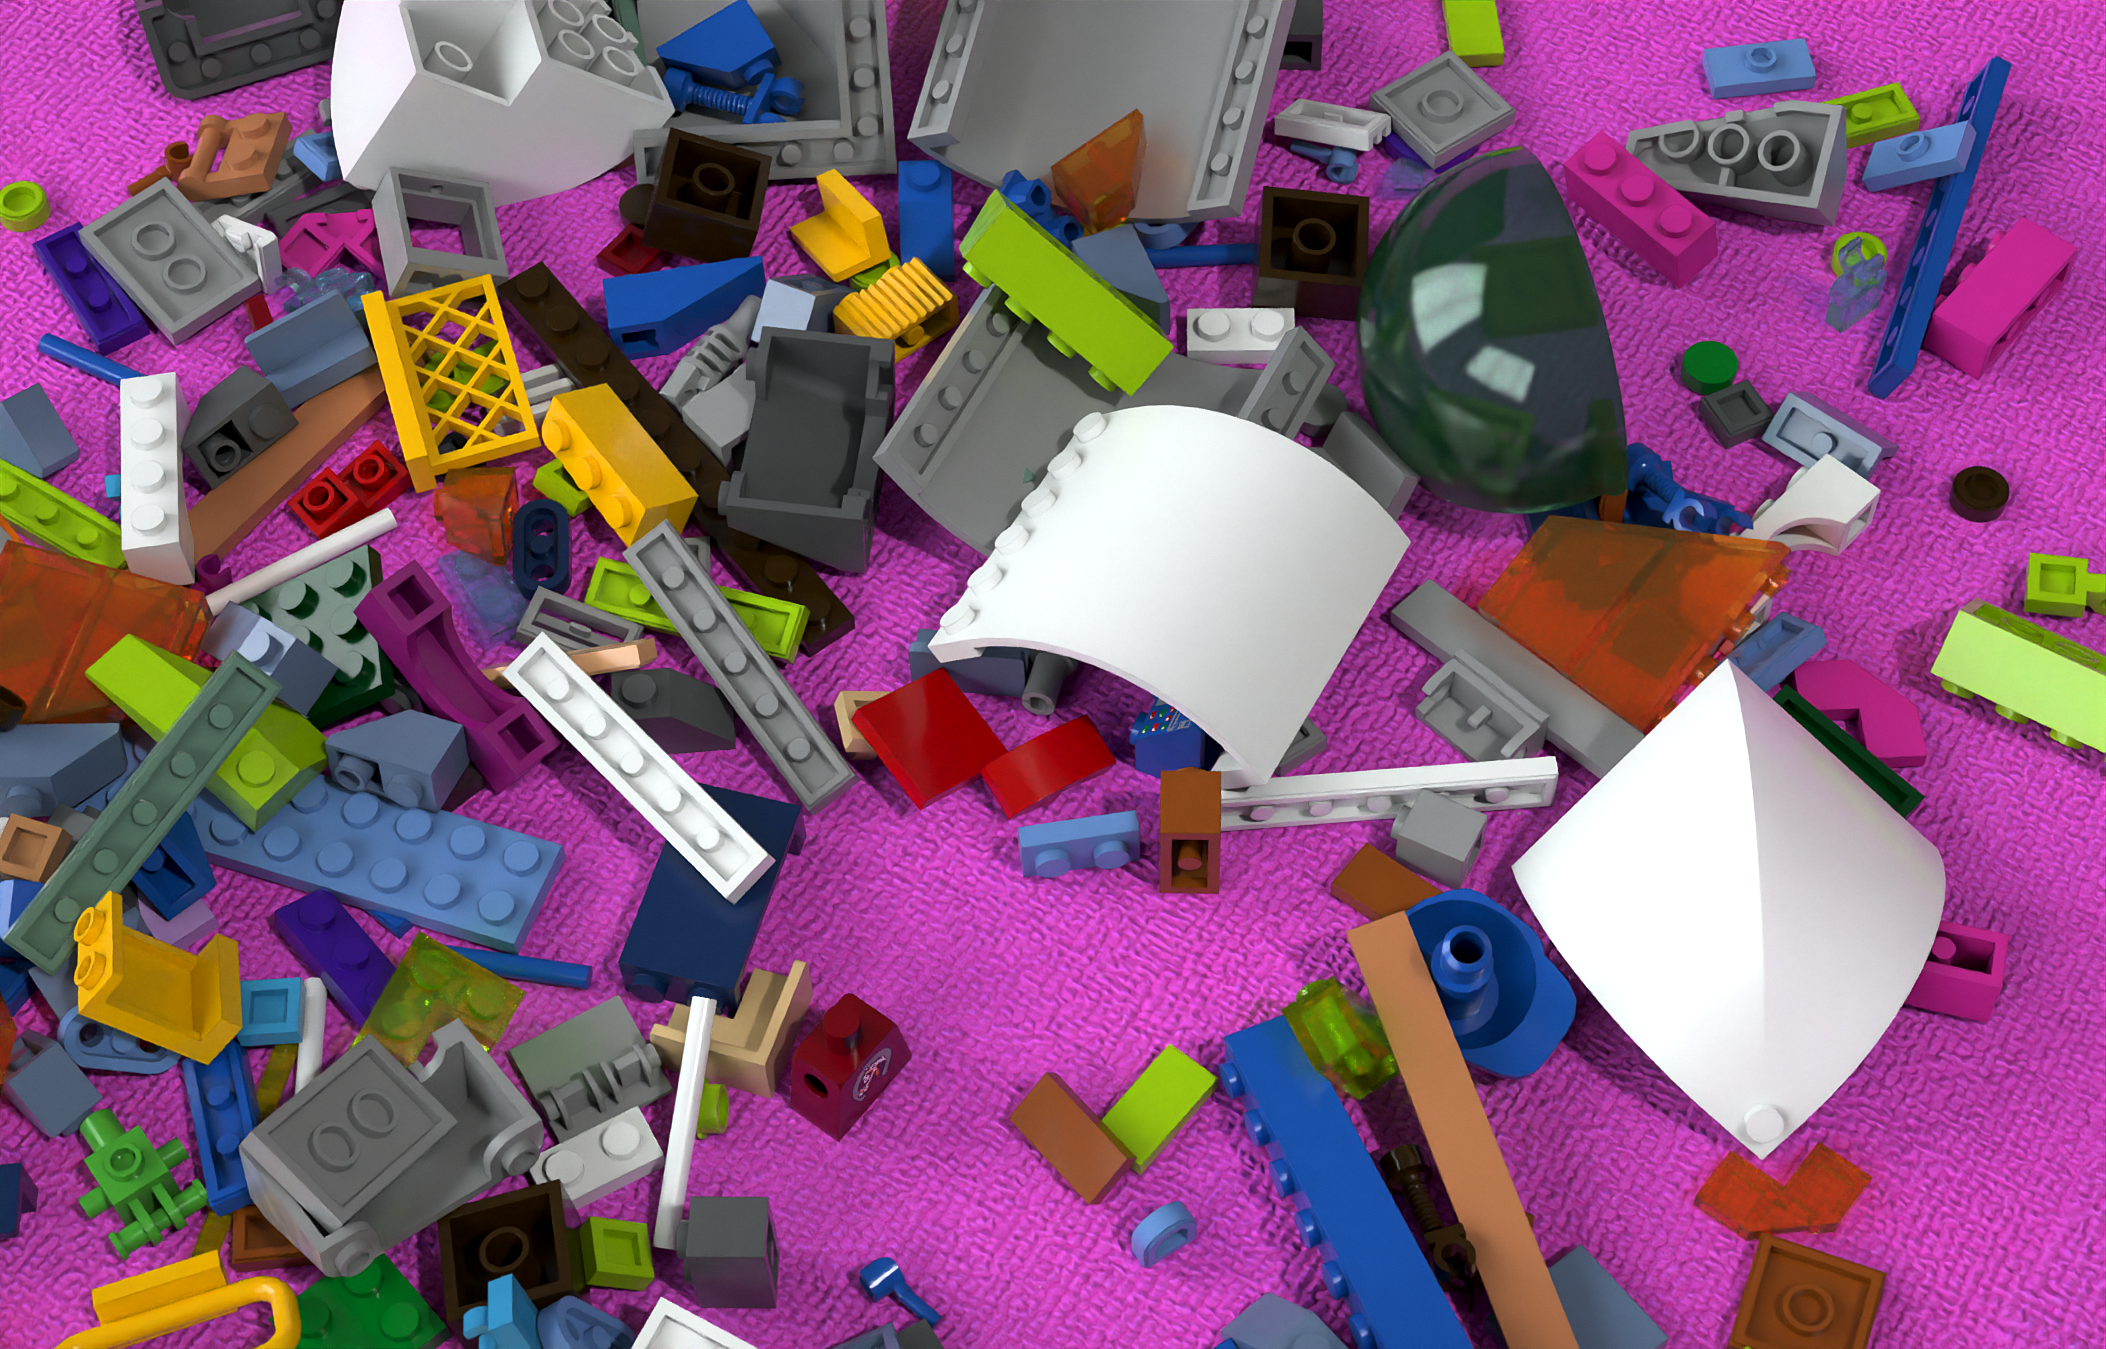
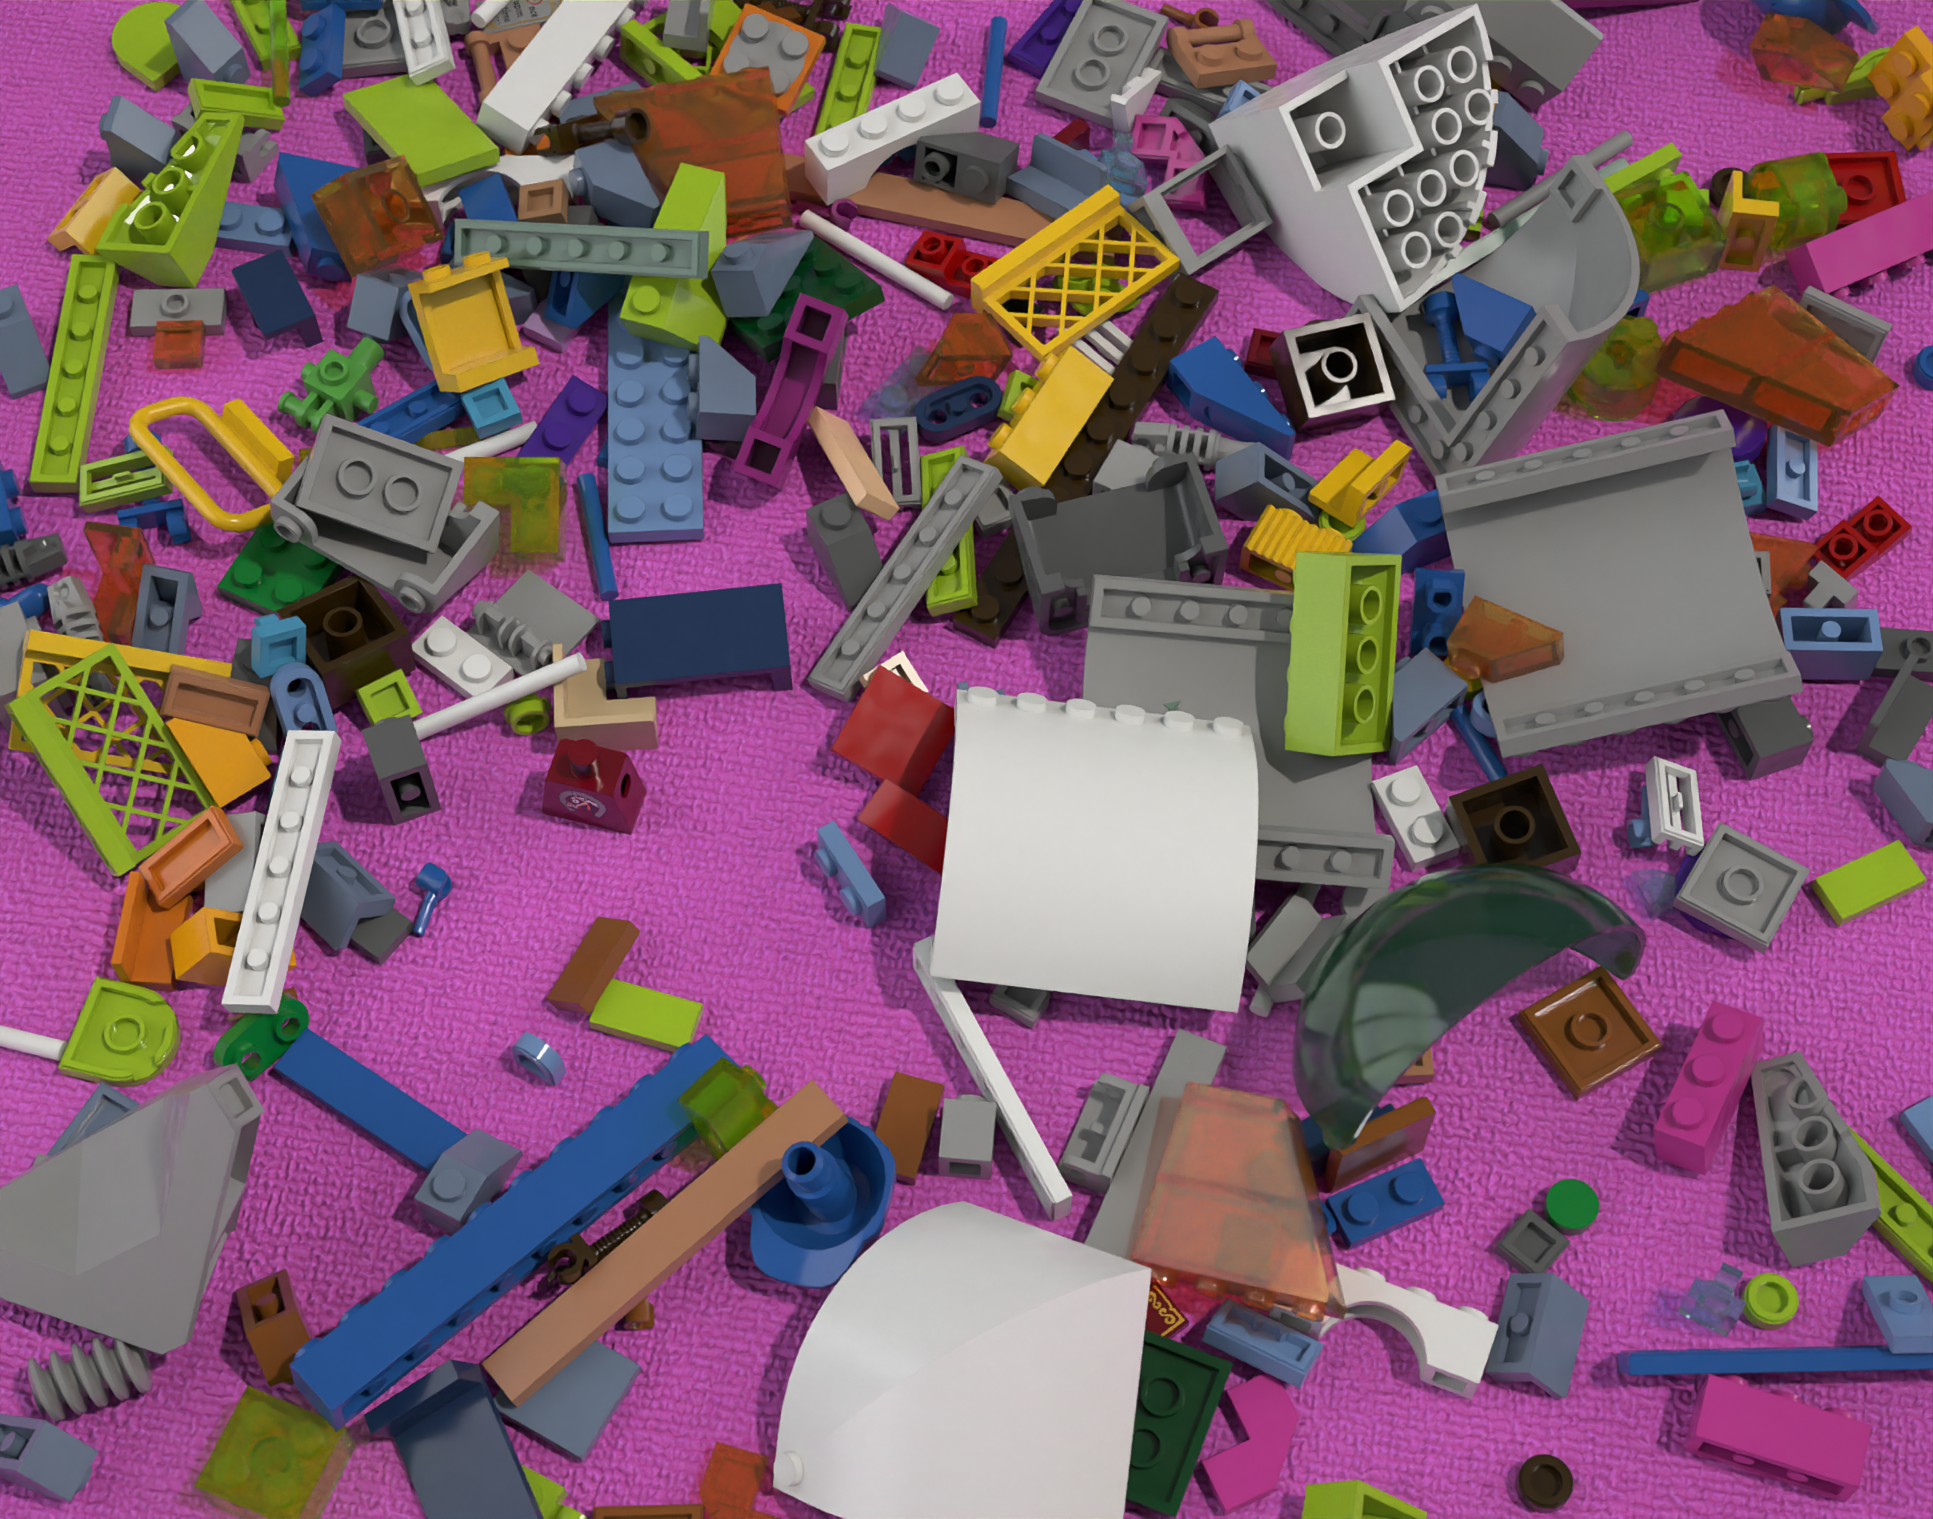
camera: 65 degrees right, 5 degrees up
(639, 768) = (764, 541): white plate -> none
(1190, 831) = (880, 939): dark orange slope -> none
(1686, 508) = (1401, 1172): blue bar -> none

